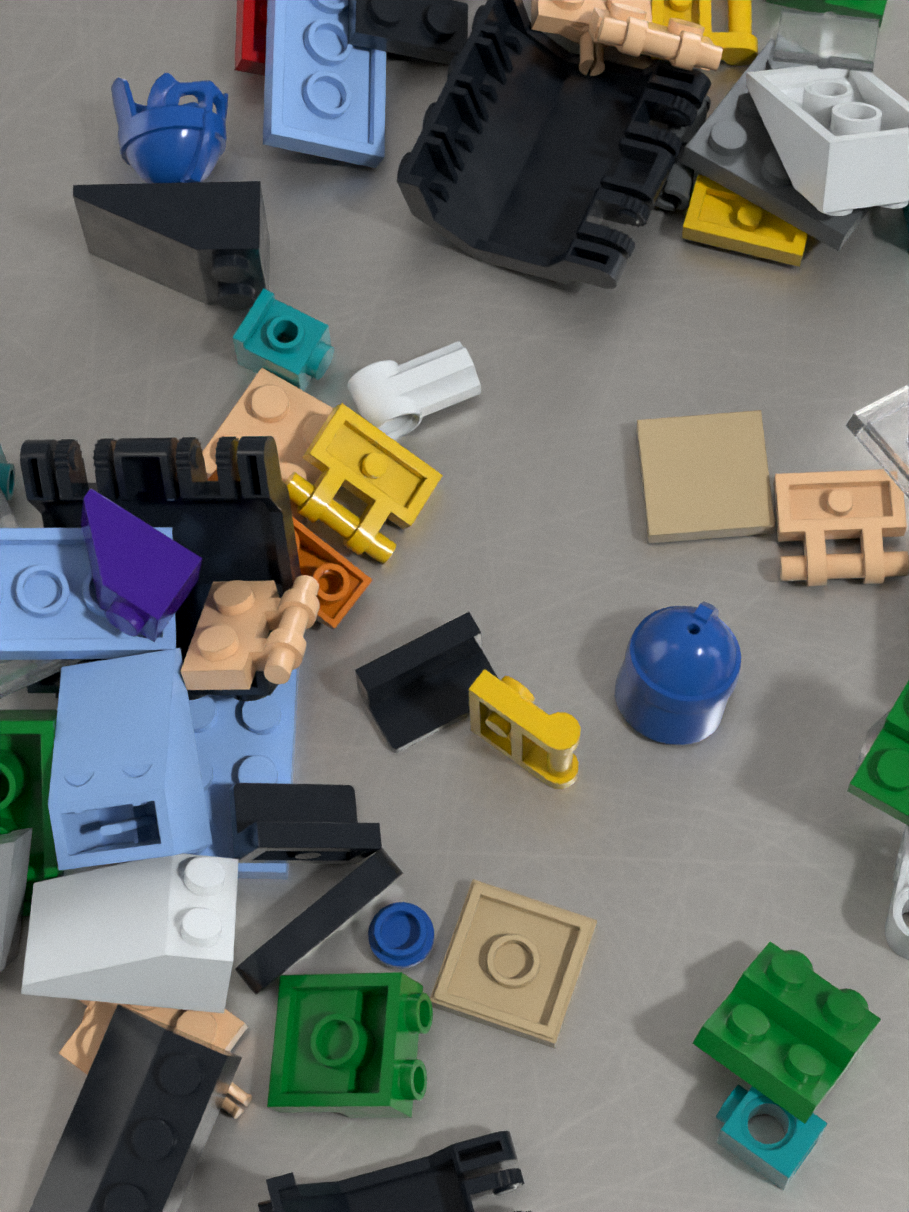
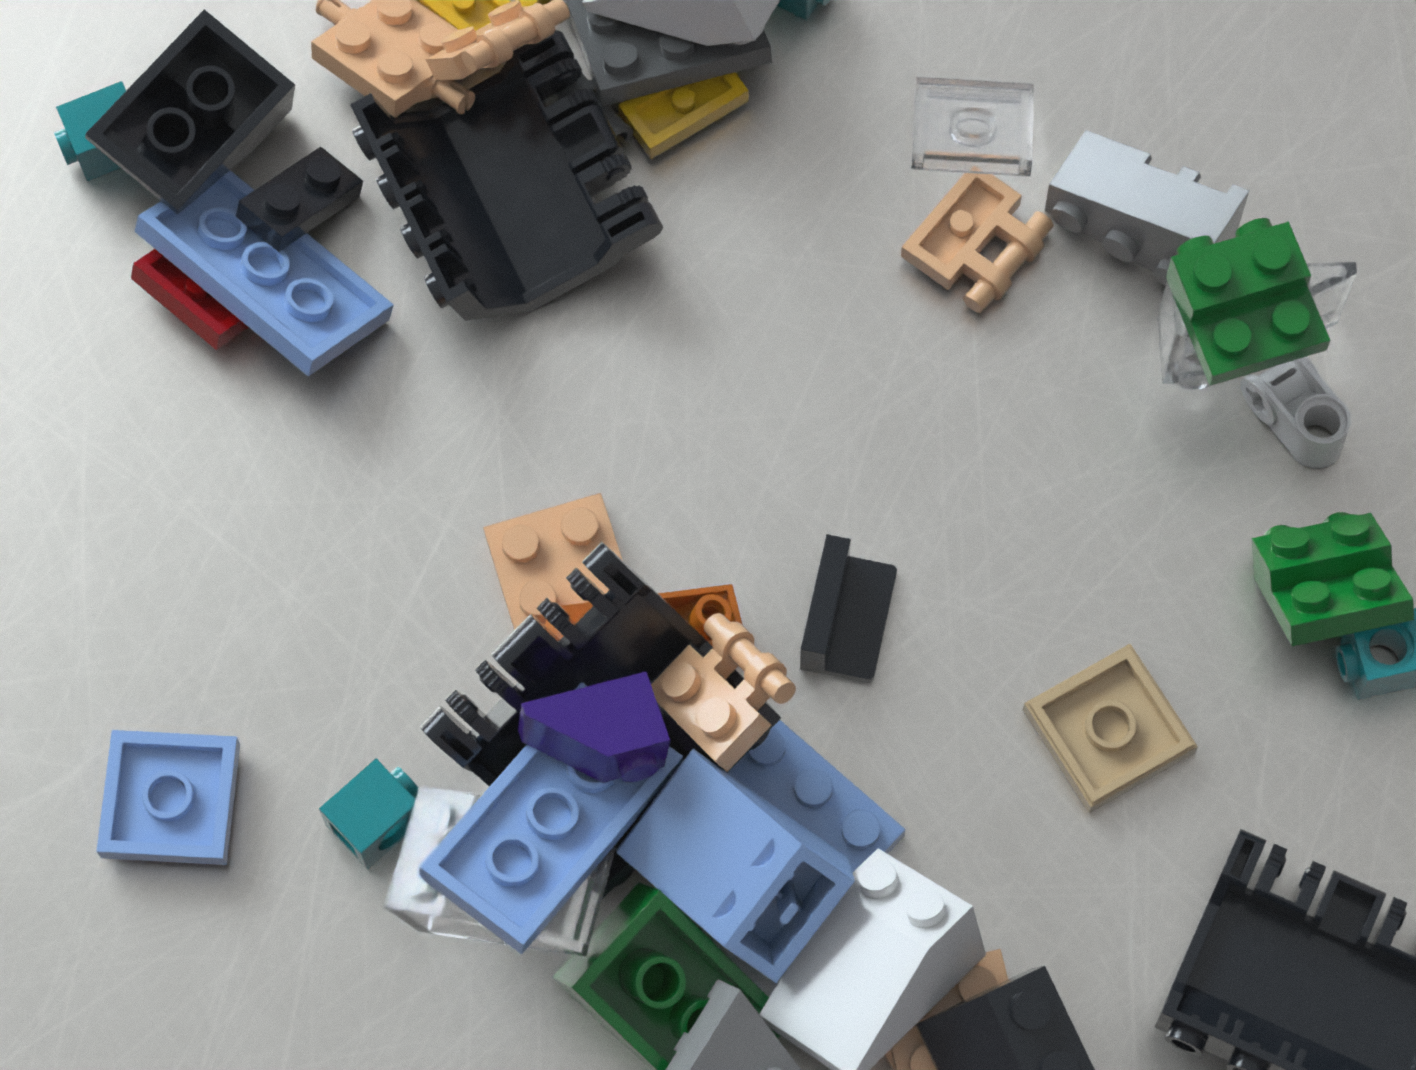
camera: 50 degrees left, 0 degrees up
(170, 139) = (237, 441): blue helmet -> none
(185, 236) = (336, 492): black slope -> none
(259, 343) = (469, 511): teal brick -> none
(299, 824) = (881, 787): black panel -> none
(318, 921) = (966, 826): black beam -> none
(349, 1044) = (1079, 889): green plate -> none
(374, 470) = (647, 512): yellow plate -> none
(401, 395) = (599, 449): white piece -> none
(401, 935) = (1022, 788): blue plate -> none
(511, 723) = (936, 573): yellow plate -> none
(678, 674) = (995, 435): blue helmet -> none
(705, 476) = (853, 297): tan tile -> none

